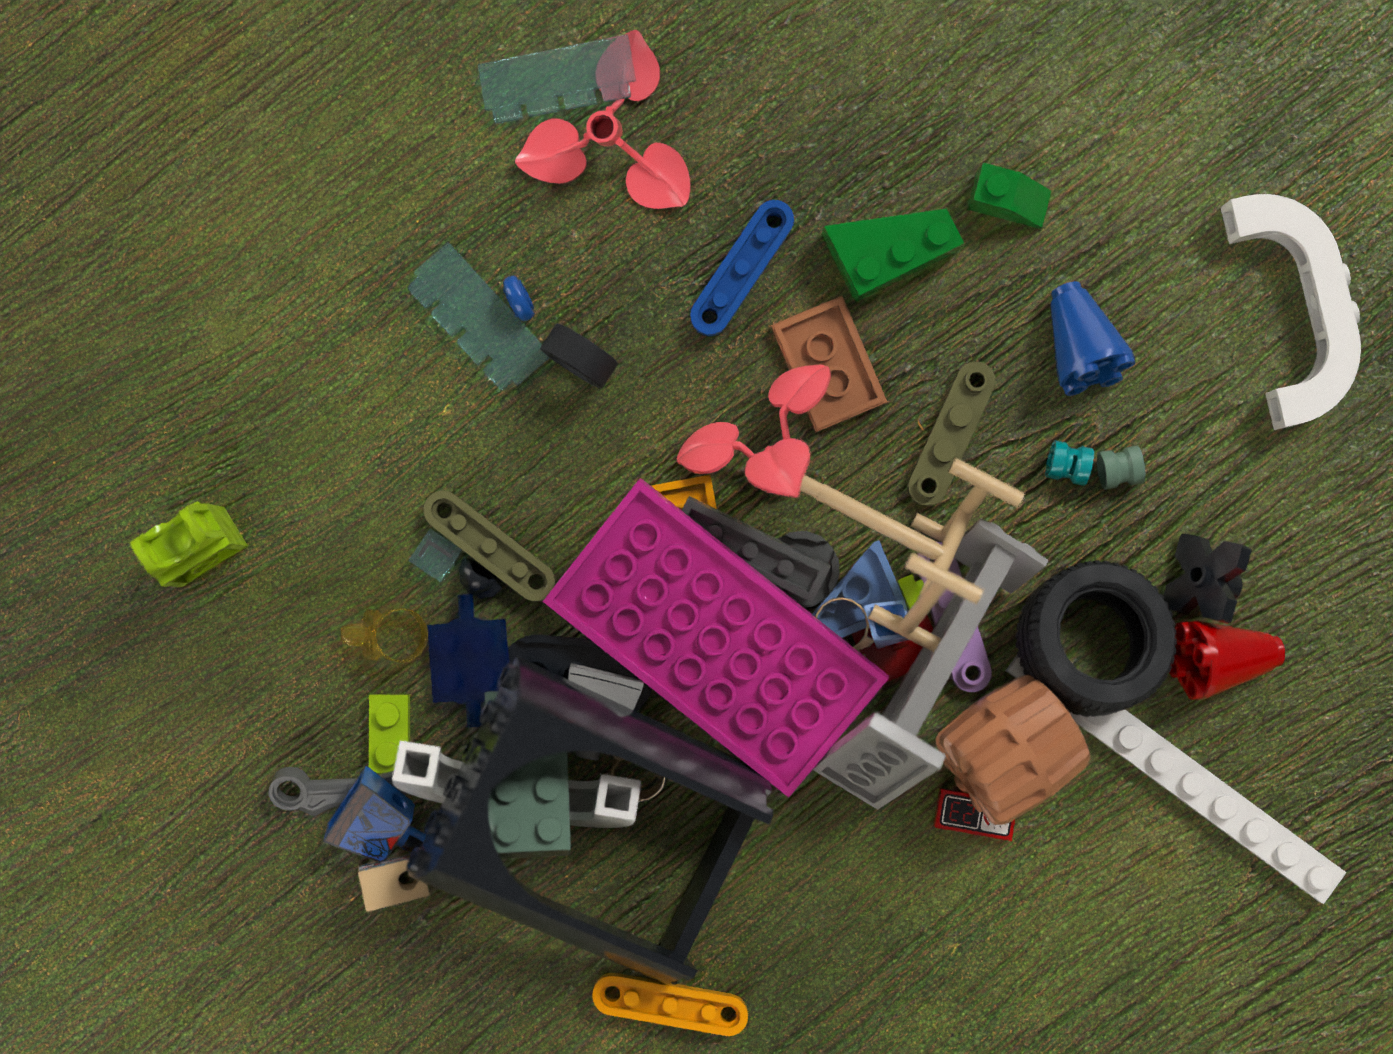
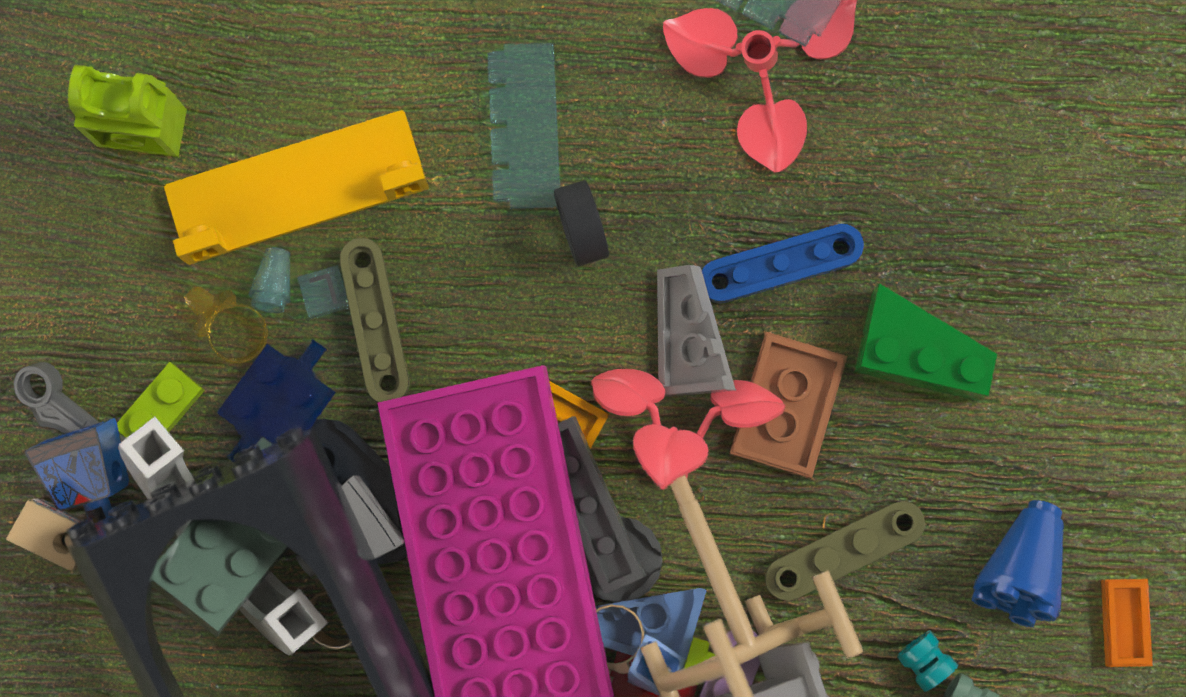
camera: 45 degrees right, 5 degrees down
(351, 498) = (295, 187): none -> yellow bracket
(394, 580) = (272, 282): none -> clear light blue cone
(478, 579) = (341, 341): black piece -> none
(518, 298) = (572, 135): blue piece -> none
(721, 374) = (688, 336): none -> light grey wing
(1009, 196) = (1061, 389): green slope -> none
(1183, 322) = (1126, 623): none -> orange tile

